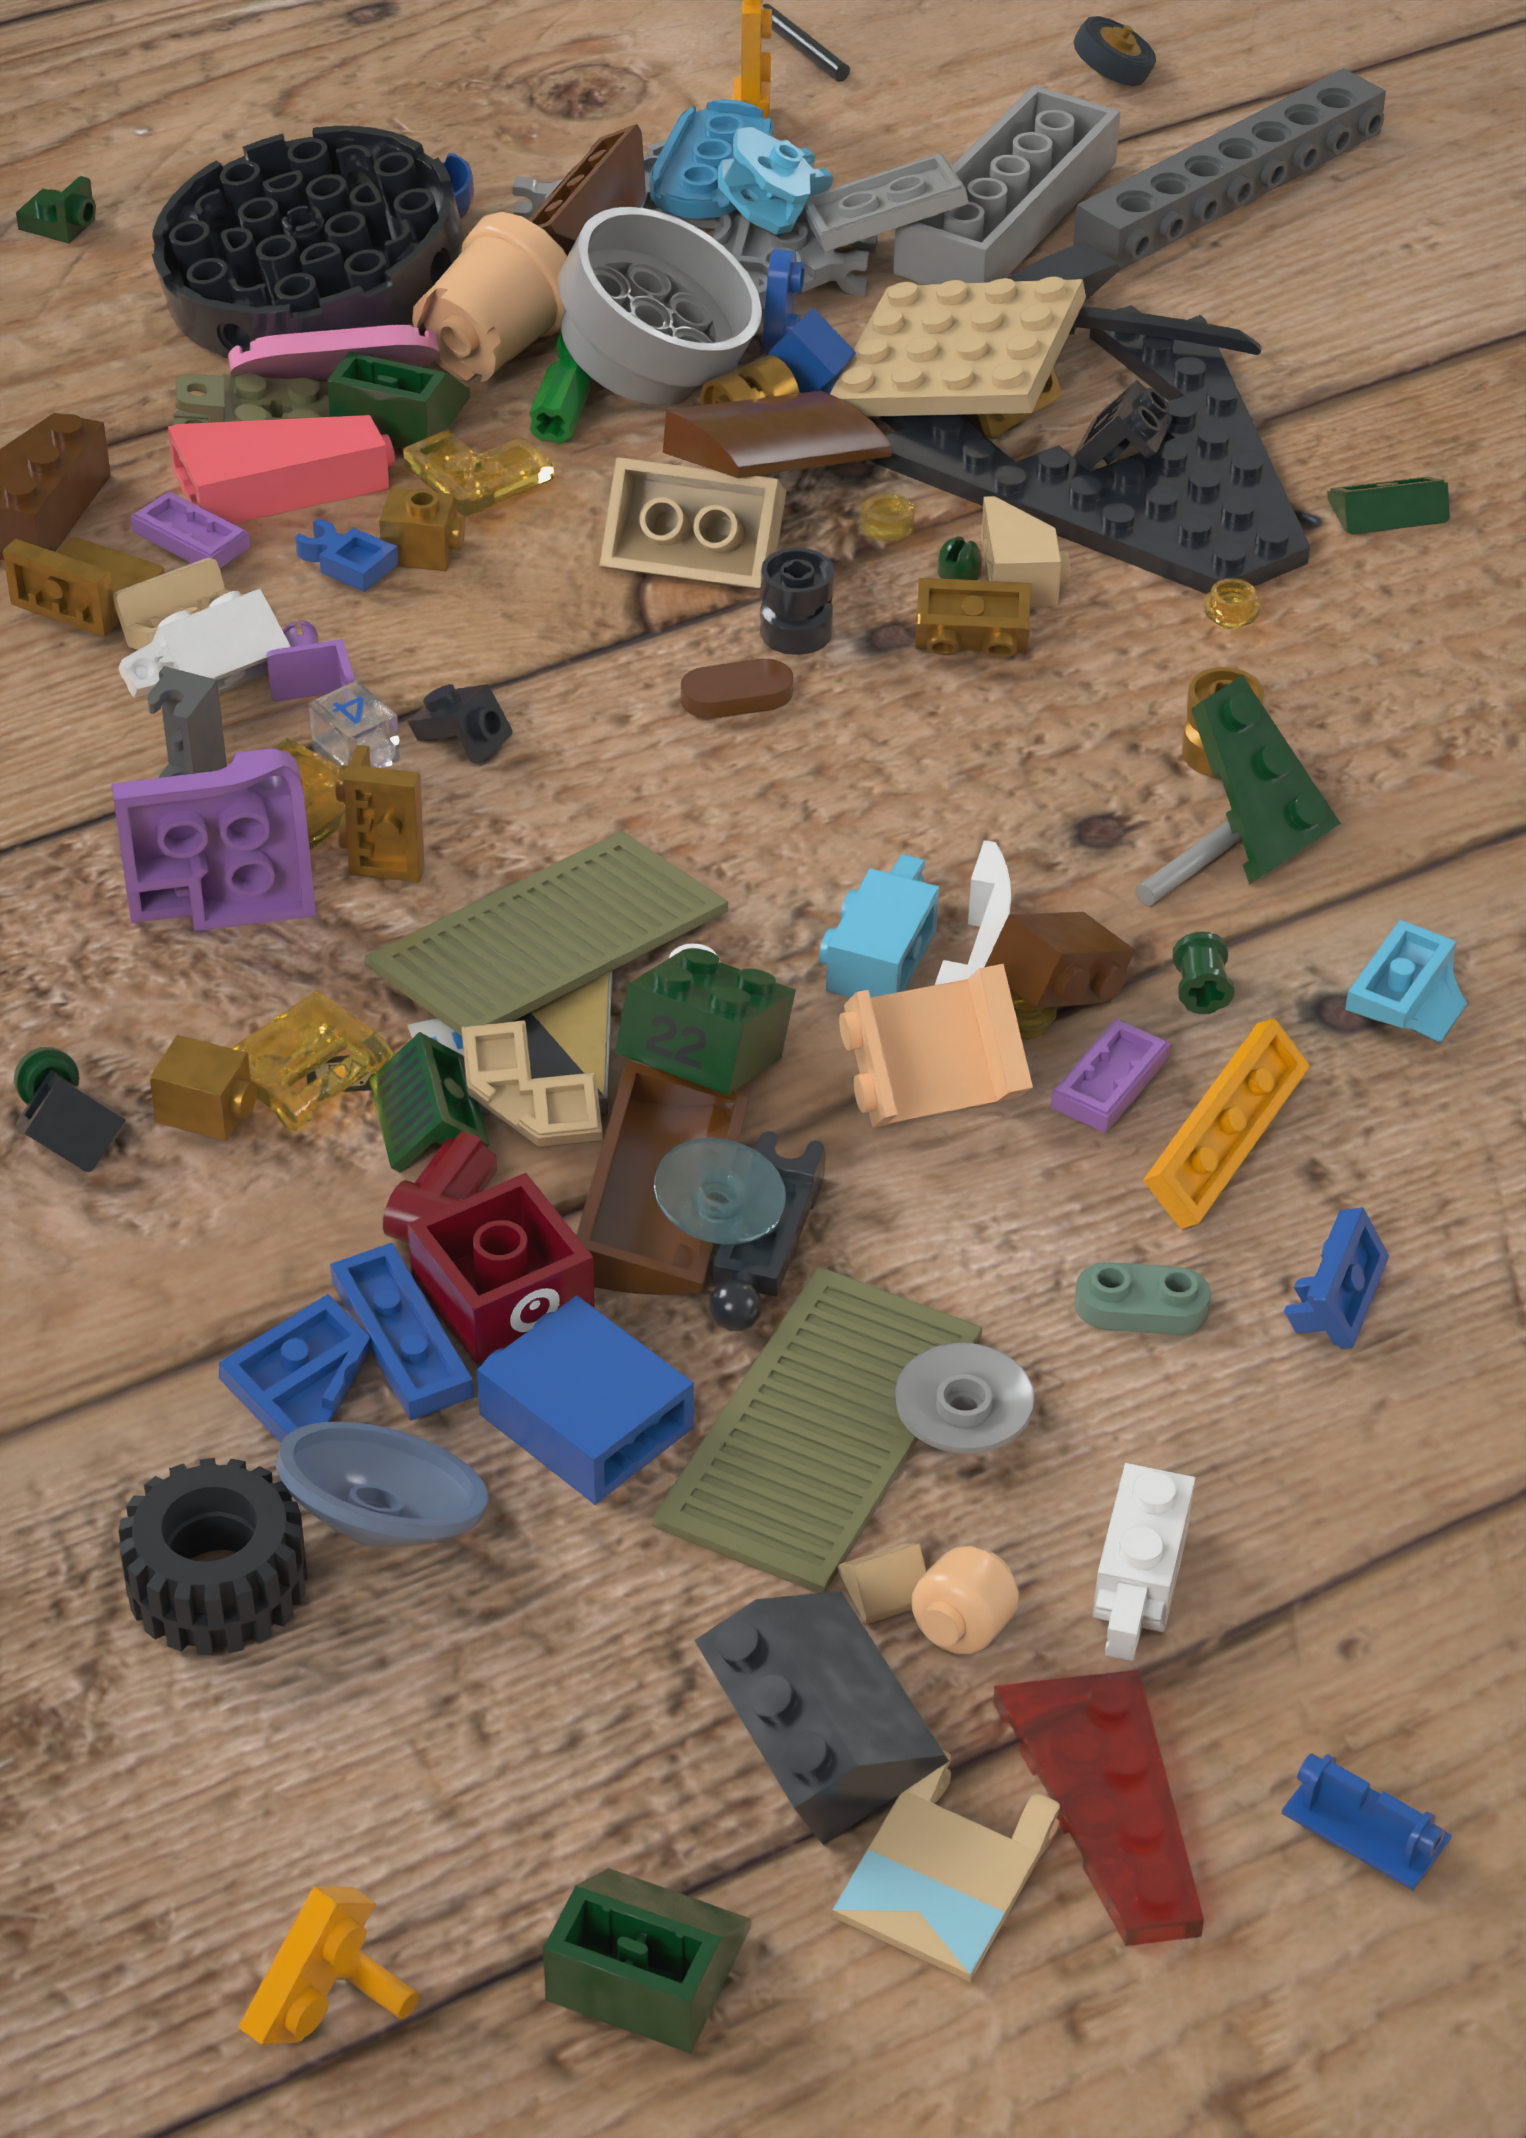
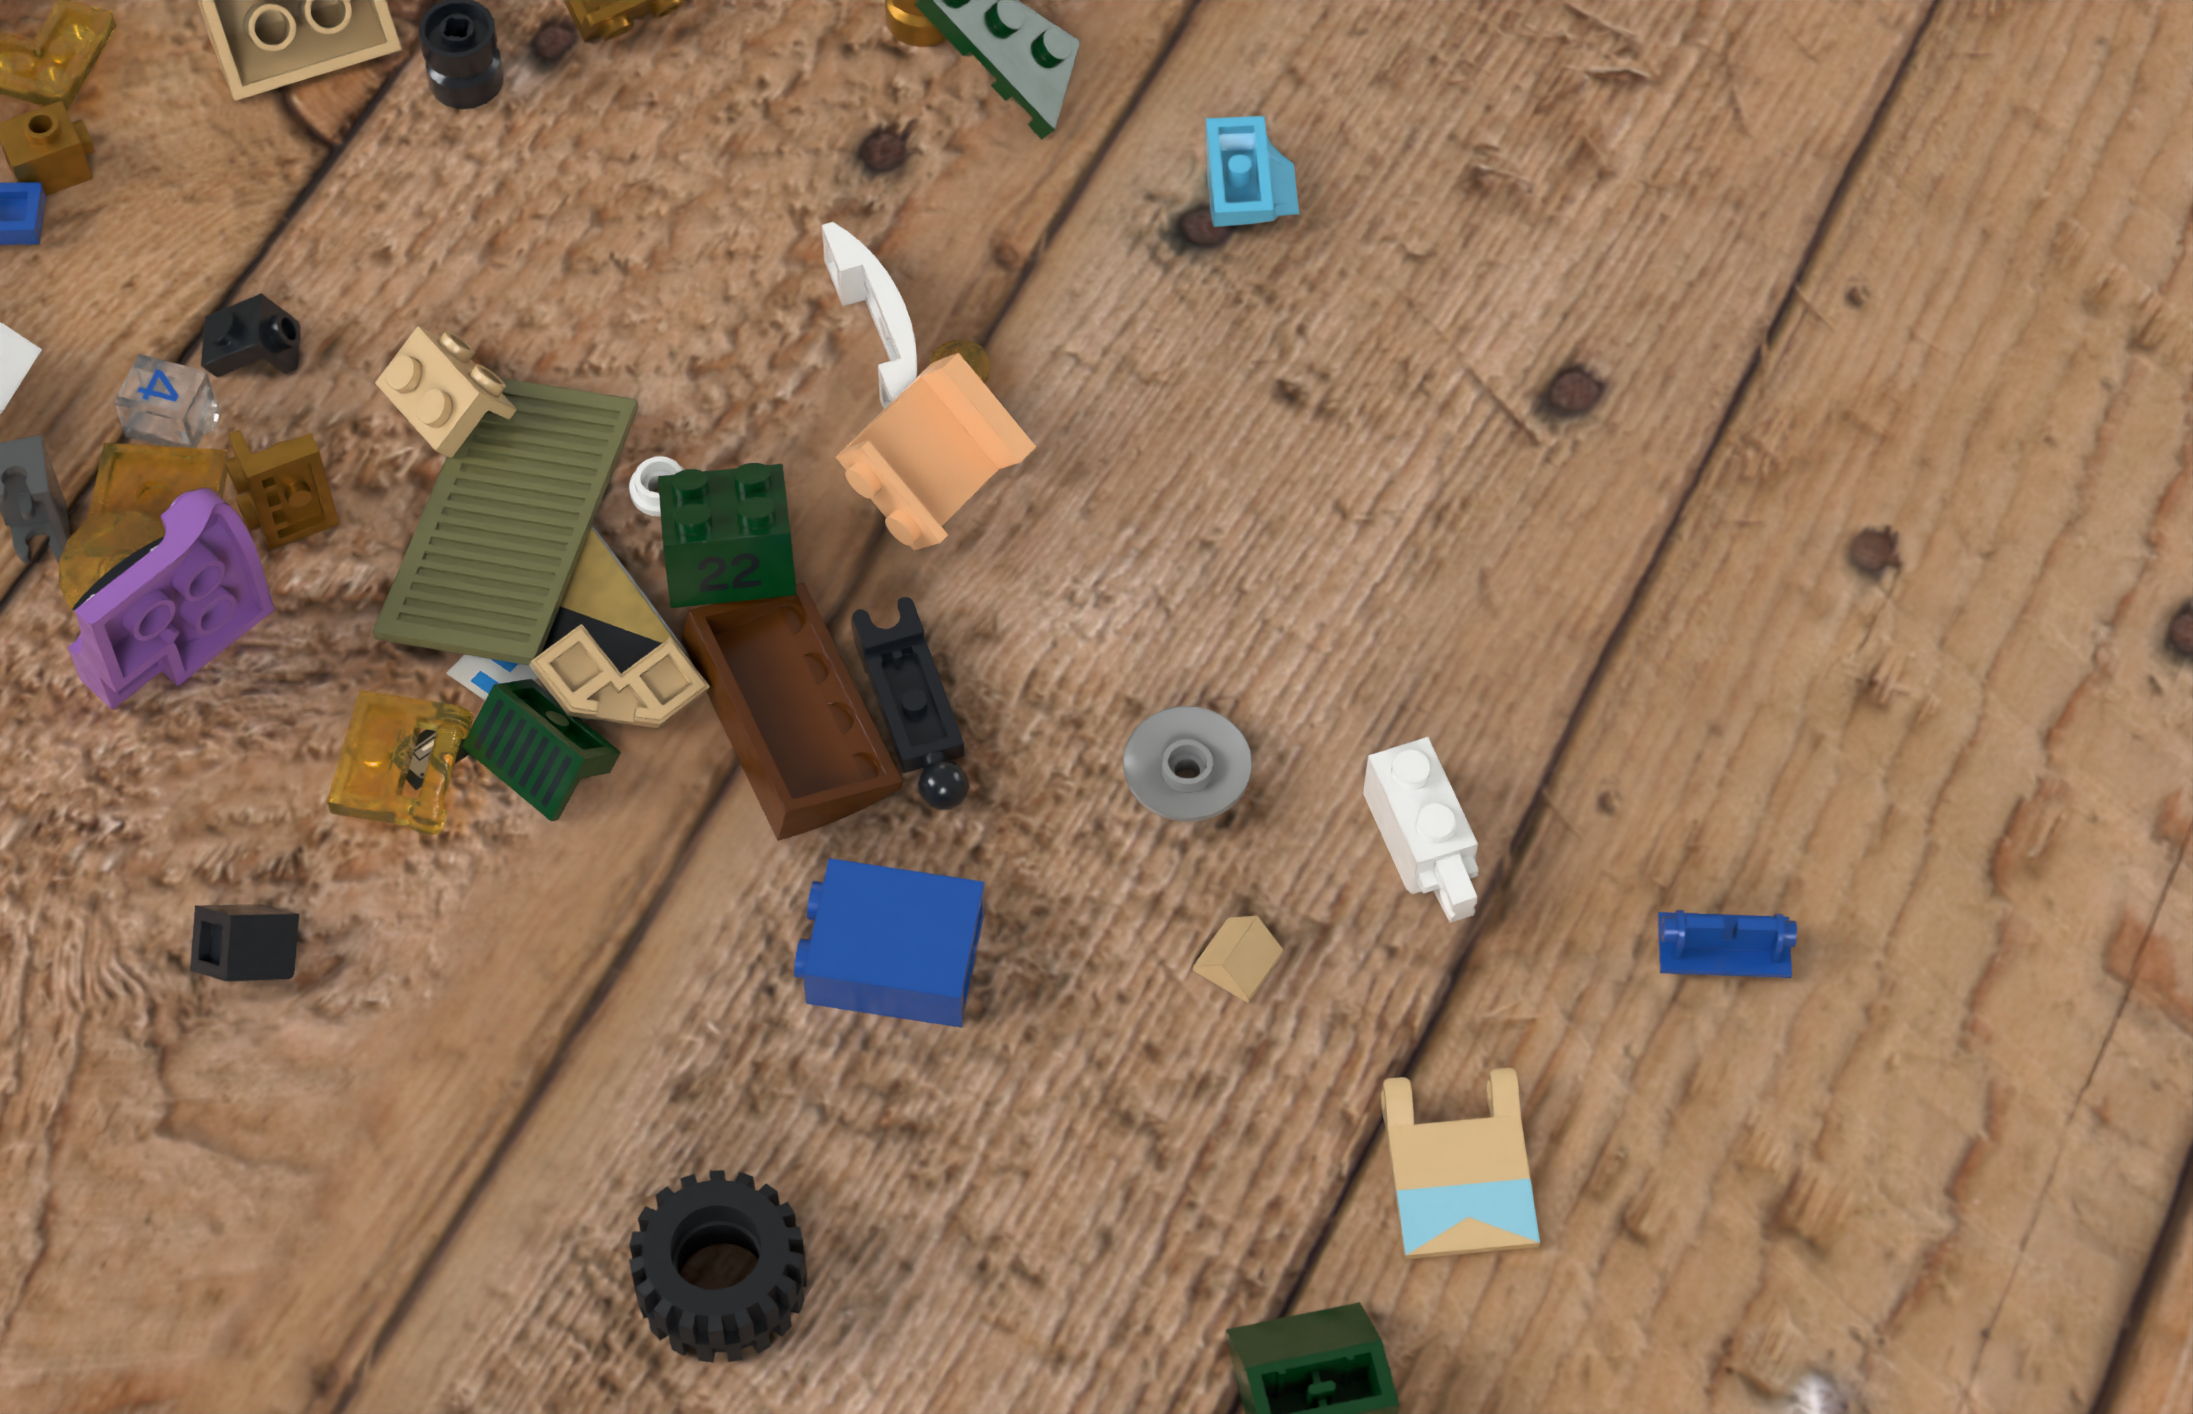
camera: 35 degrees left, 15 degrees up
(35, 1067) = (176, 910): dark green plate -> none
(202, 1088) = (343, 844): pearl gold brick -> none
(298, 1368) = (642, 1060): blue wing -> none
(307, 666) = (70, 356): medium lavender bracket -> none
(380, 1484) = (805, 1119): sand blue dish -> none
(402, 1331) = (692, 970): blue plate -> none
(454, 1173) = (626, 838): dark red piece -> none
(498, 1264) = (740, 867): dark red brick -> none
(574, 813) = (442, 389): none -> tan bracket
(719, 1191) = (870, 673): clear light blue dish -> none
(736, 688) = (466, 170): reddish brown tile -> none
(809, 1433) = (1081, 858): olive window -> none
(821, 1707) = (1289, 1098): black slope -> none
(881, 931) = (794, 360): medium azure hinge -> none
(965, 1600) = (1319, 940): light nougat head -> none
(1061, 959) = (971, 309): reddish brown brick -> none
(1105, 1769) = (1513, 1017): clear red wing -> none
(1110, 1075) = (1076, 395): medium lavender plate -> none
(1142, 1298) = (1250, 589): sand green plate -> none
(1186, 864) = (982, 146): light grey bar -> none
(1204, 982) = (1079, 253): dark green bush -> none
(1226, 1123) = (1202, 390): light orange plate -> none
(1344, 1282) = (1397, 496): blue plate -> none

